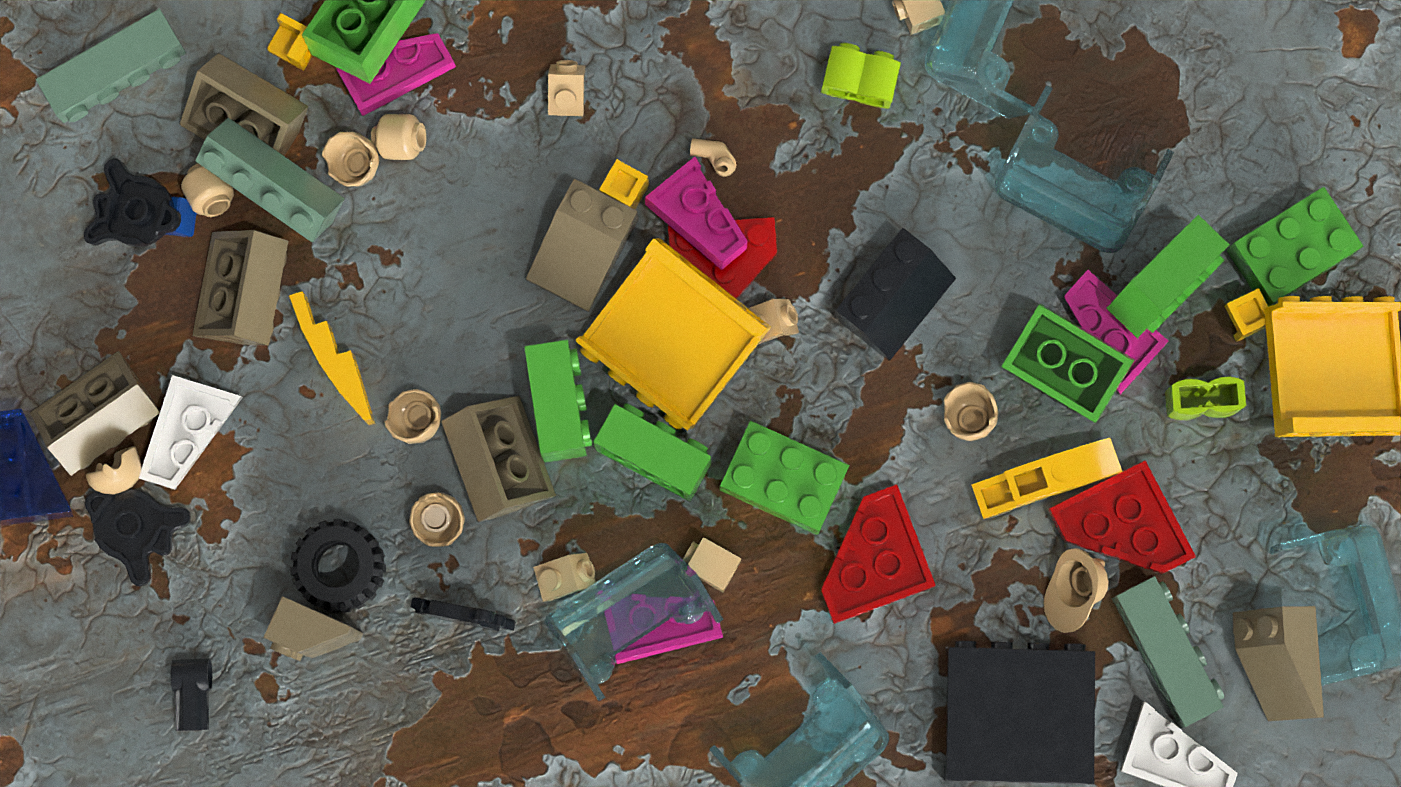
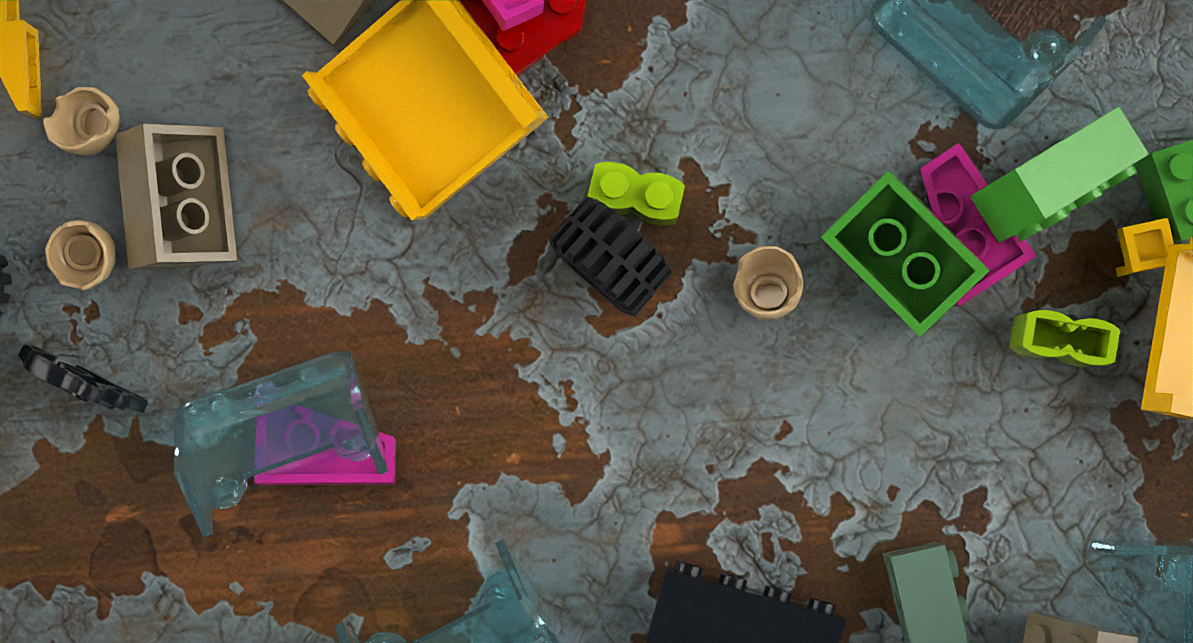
camera: 15 degrees right, 5 degrees up
(558, 400) = (259, 144): bright green brick -> none
(564, 576) = (221, 362): tan bracket -> none
(653, 451) = (362, 235): bright green brick -> none
(712, 563) = (402, 392): tan brick -> none
(779, 315) = (564, 108): tan bracket -> none
(784, 477) = (517, 307): bright green brick -> none
(846, 419) = (610, 255): none -> black tyre
(863, 369) = (649, 196): none -> lime brick
(877, 559) = (607, 436): red plate -> none
(895, 294) = (713, 114): black slope -> none
(1046, 477) = (841, 388): yellow slope -> none
(1074, 590) = (840, 535): tan piece -> none
(1125, 521) = (925, 464): red plate -> none

